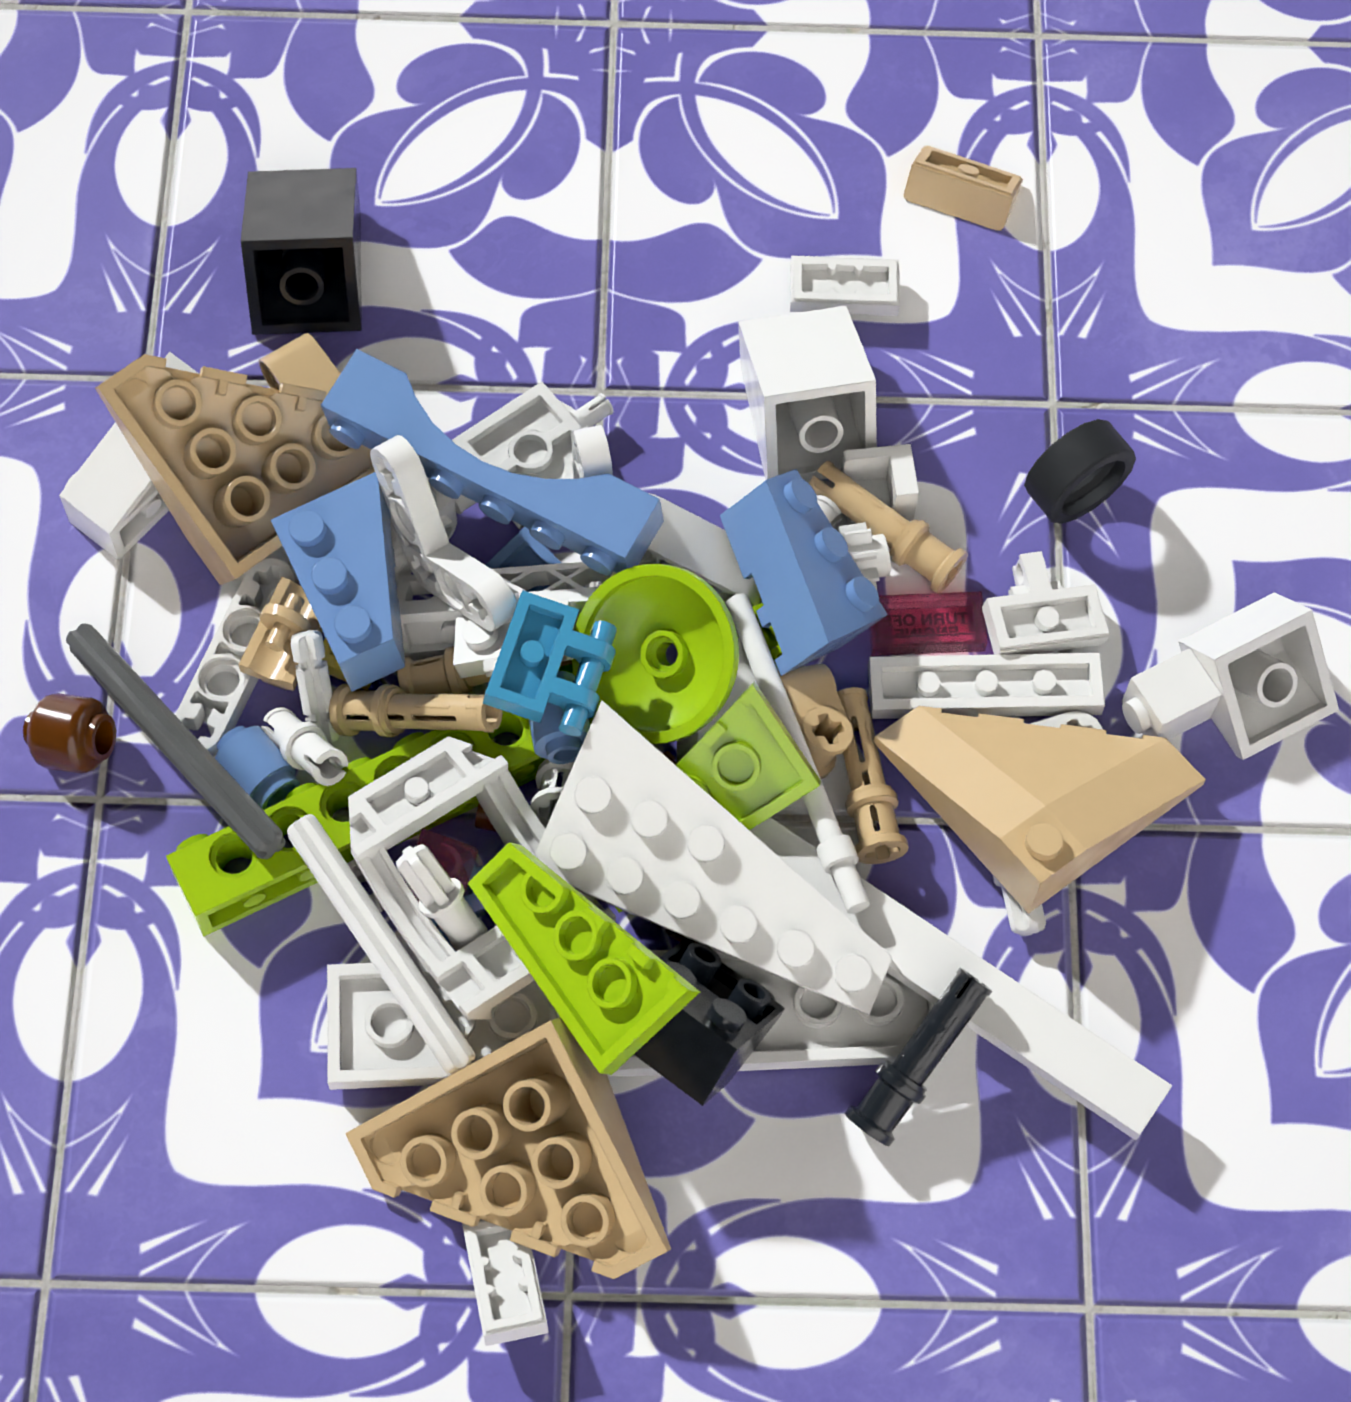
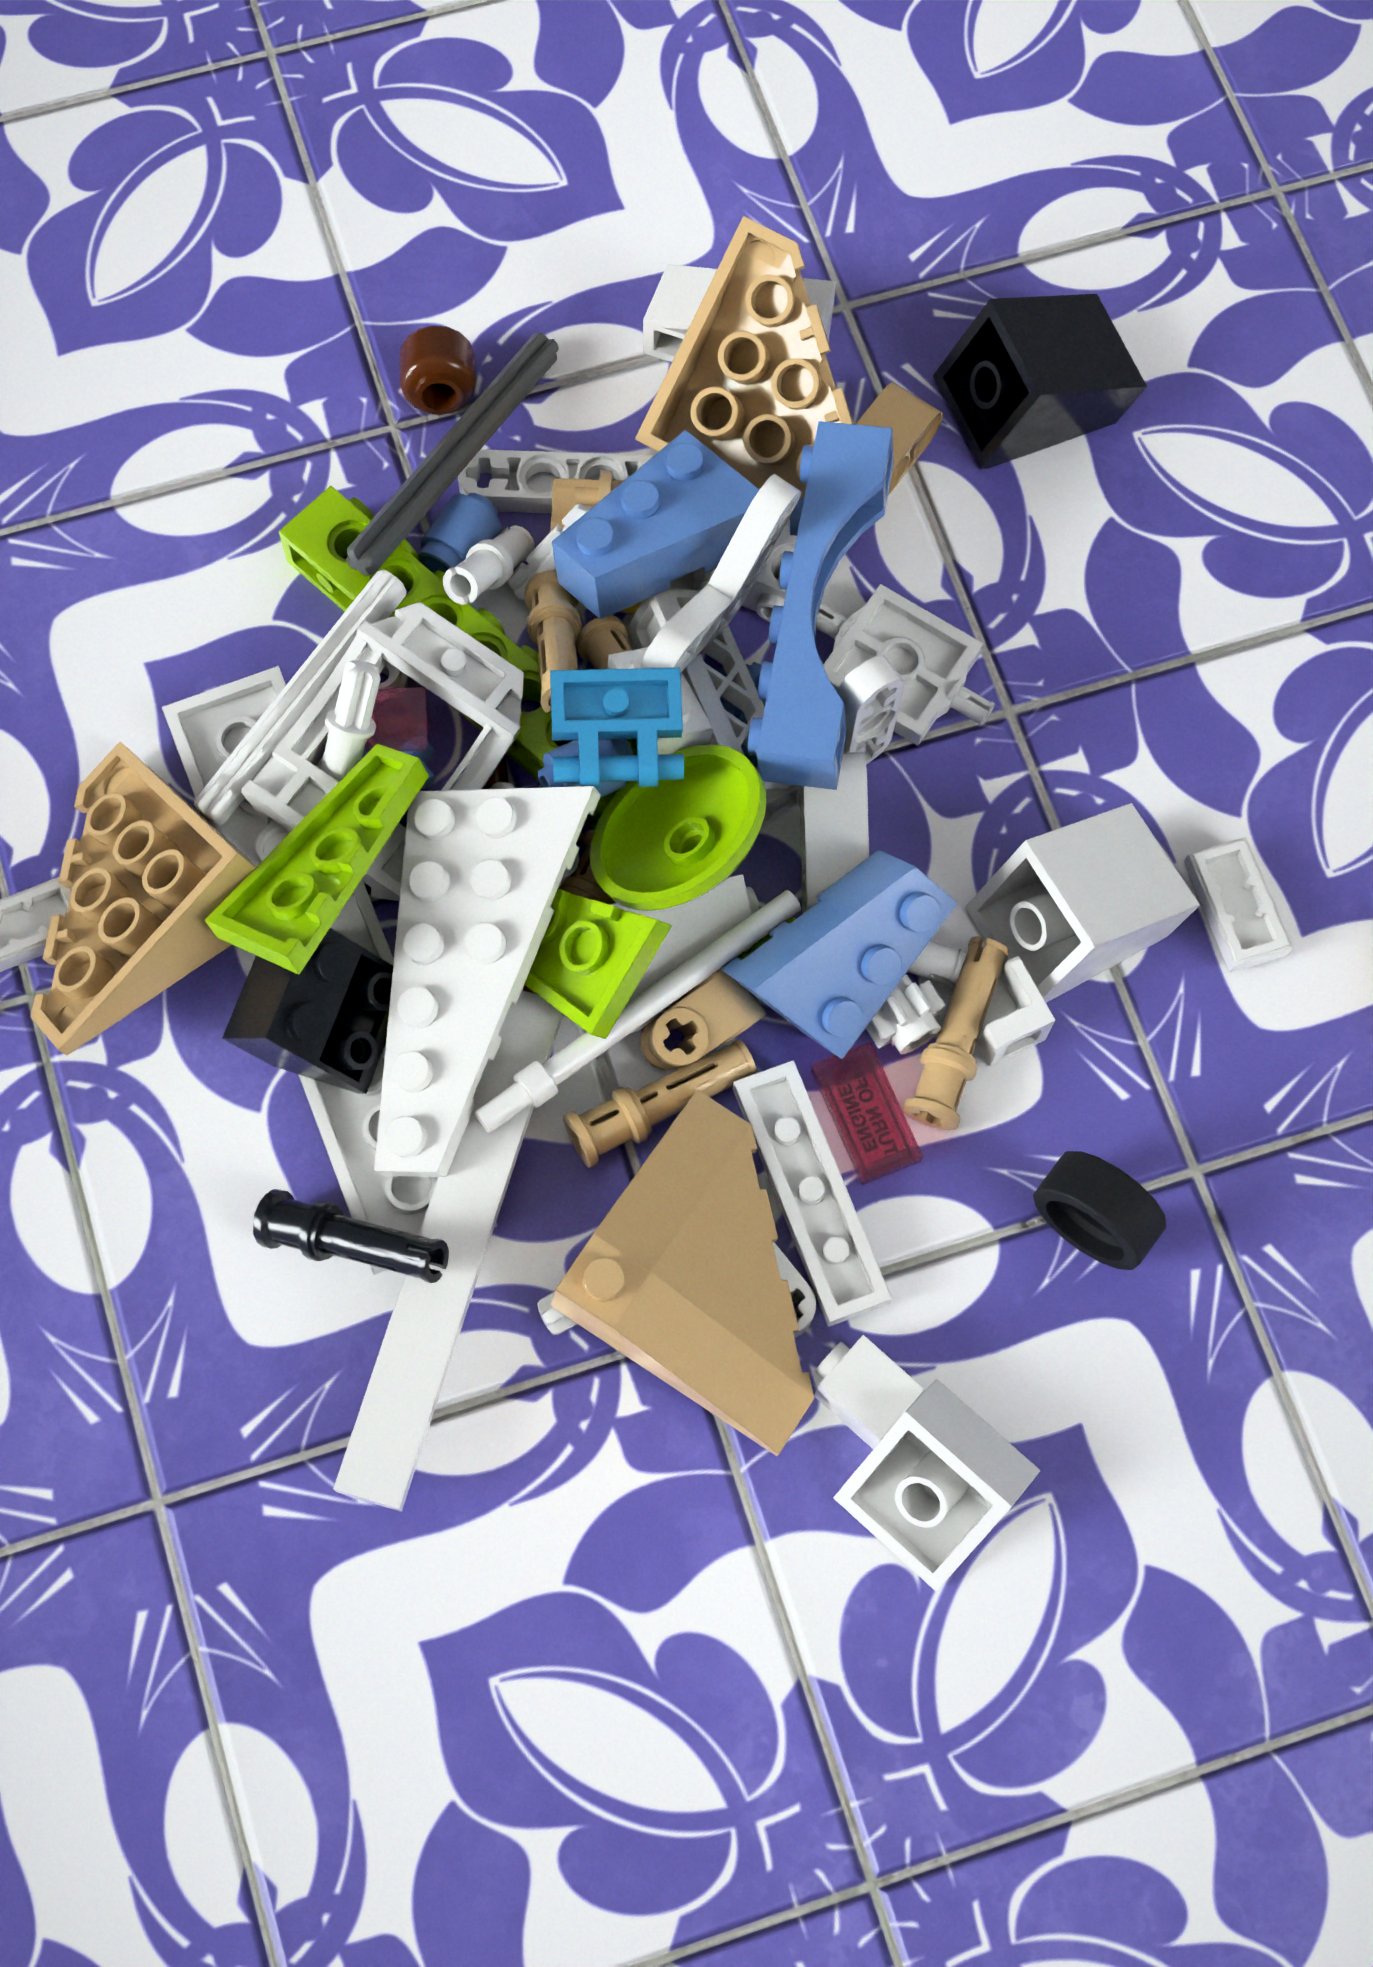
camera: 70 degrees right, 5 degrees up
(1043, 614) = (917, 1227): white hinge -> none

